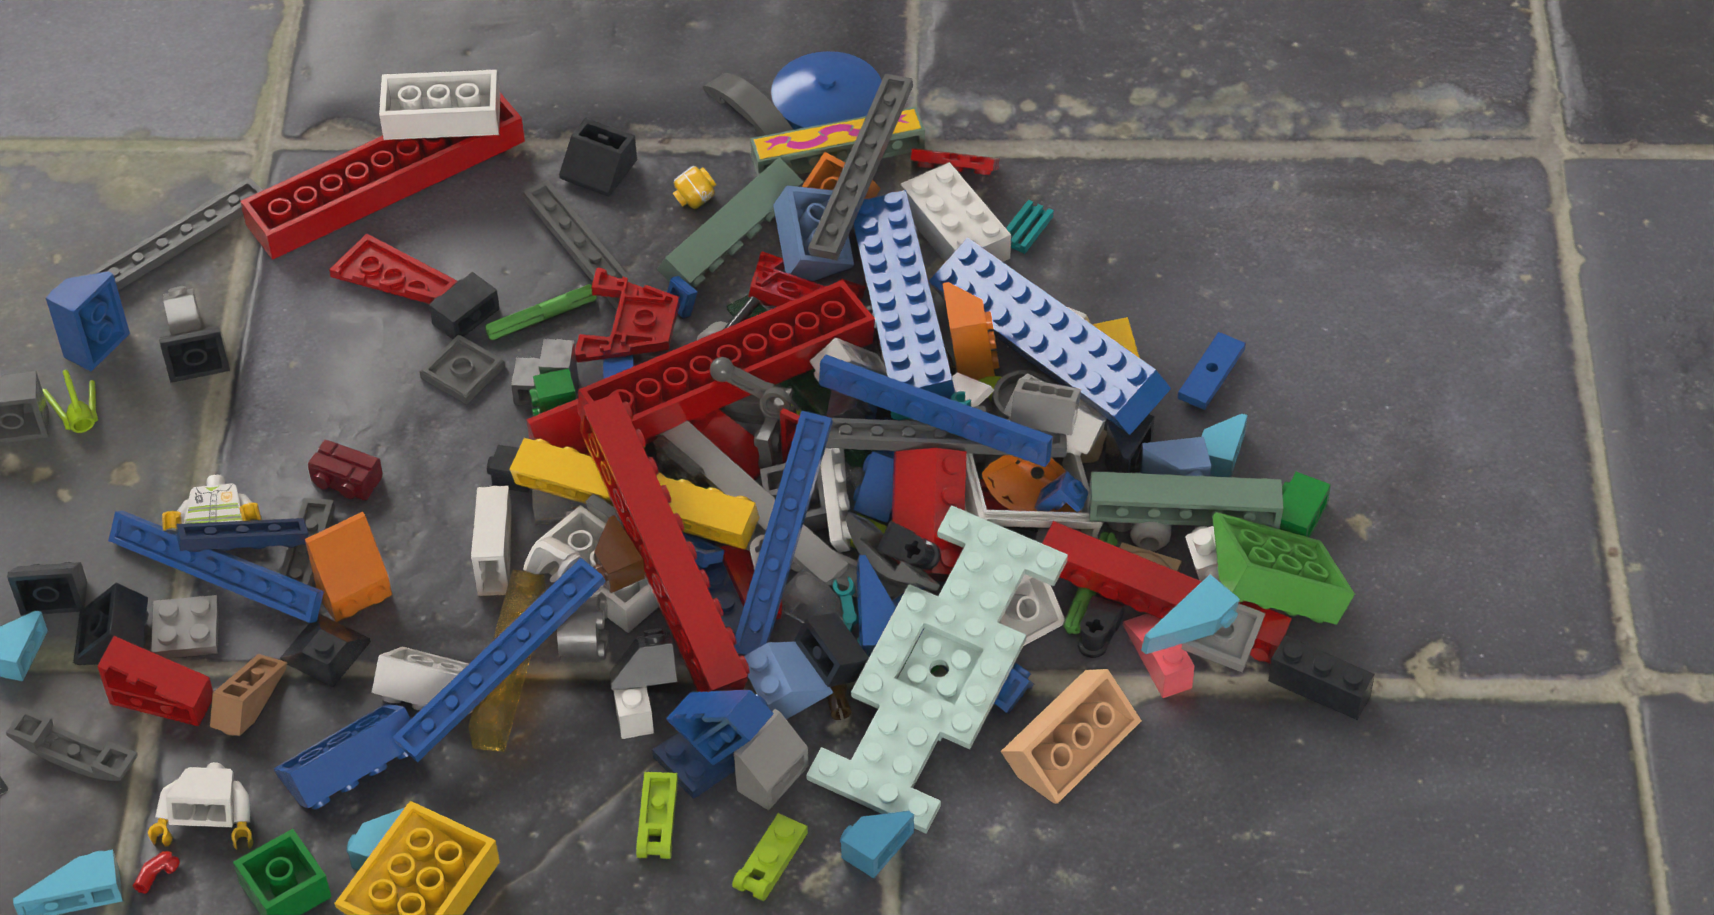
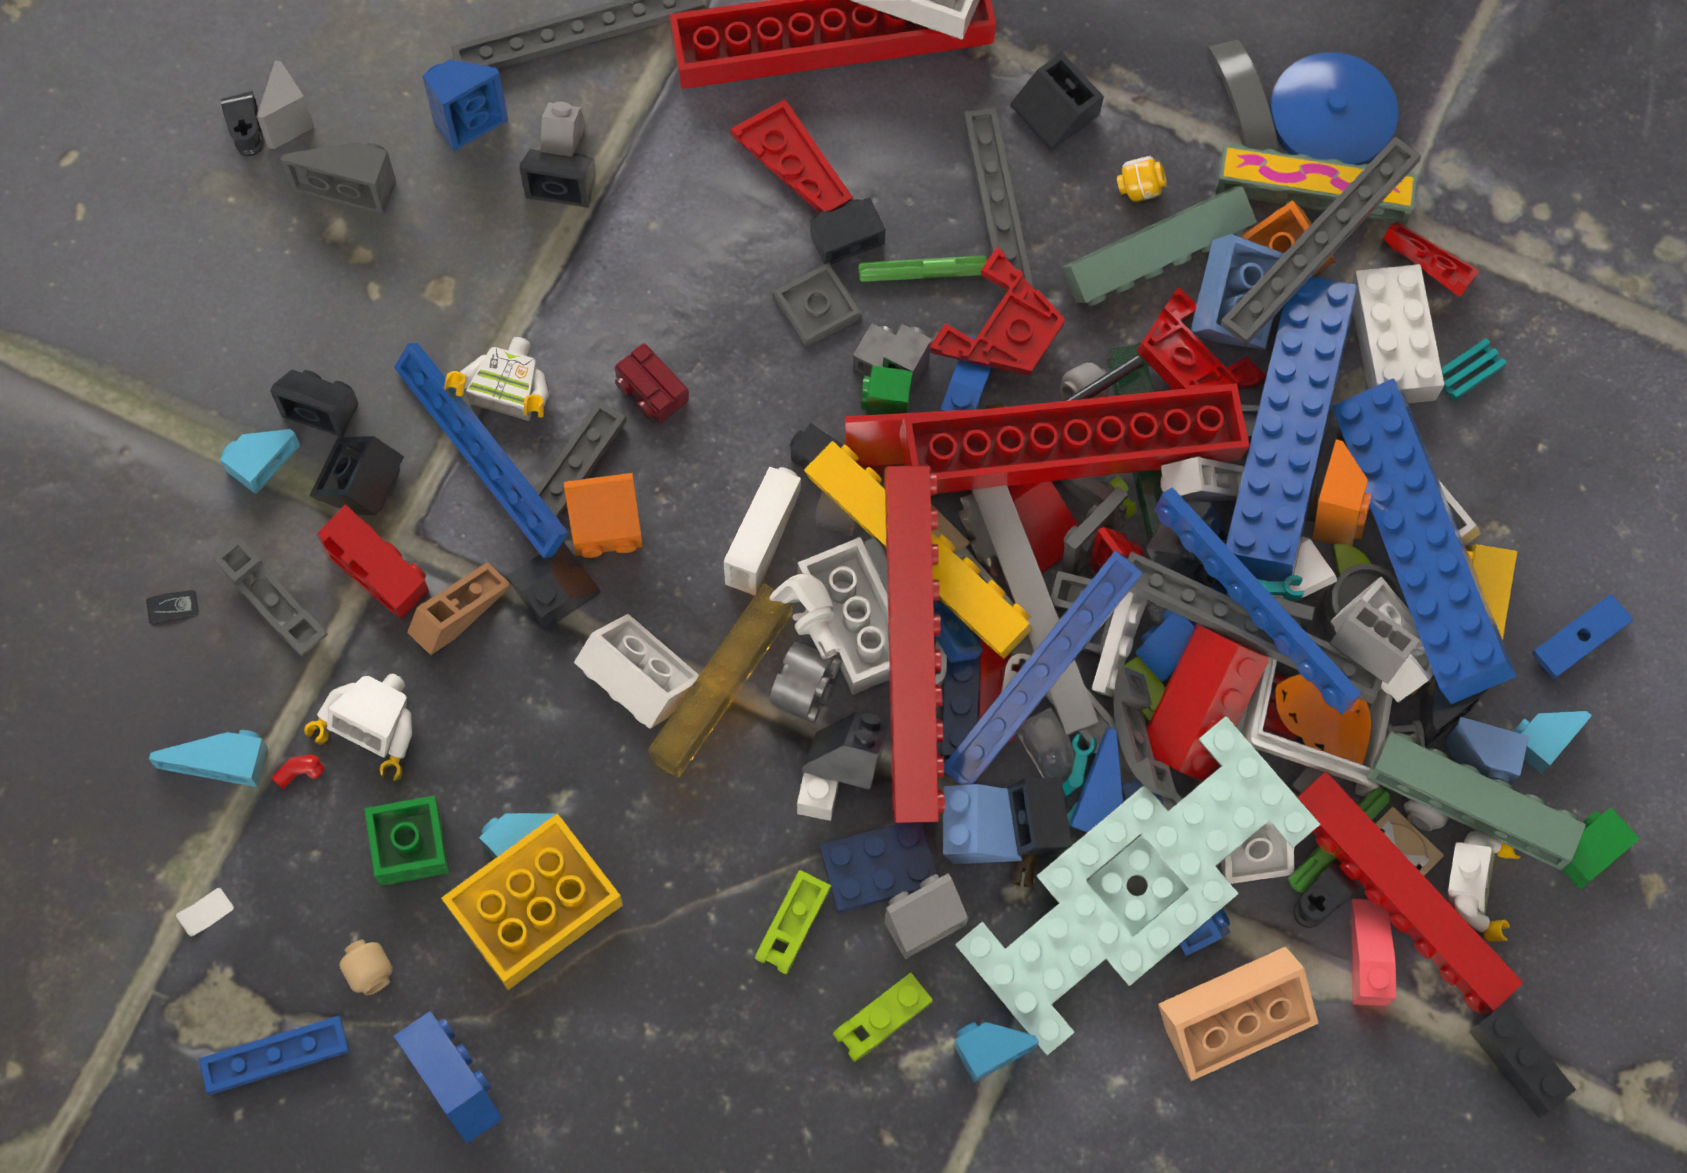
camera: 20 degrees right, 20 degrees up
(79, 415) = (420, 205): lime plant -> none
(185, 626) = (429, 500): light grey plate -> none
(241, 534) = (516, 429): dark blue plate -> none
(344, 757) = (525, 722): blue slope -> none
(498, 660) = (703, 695): blue plate -> none
(618, 557) = (866, 623): reddish brown slope -> none
(686, 295) = (1073, 311): blue tile -> none
(720, 720) = (888, 866): blue wedge -> none
(724, 370) = (1099, 508): dark grey piece -> none
(909, 547) = (1165, 736): black piece -> none
(1061, 491) = (1351, 733): blue bracket -> none
(1195, 617) = (1424, 955): medium azure slope -> none
(1232, 644) = (1442, 975): light grey plate -> none
(1279, 570) = (1536, 923): bright green slope -> none

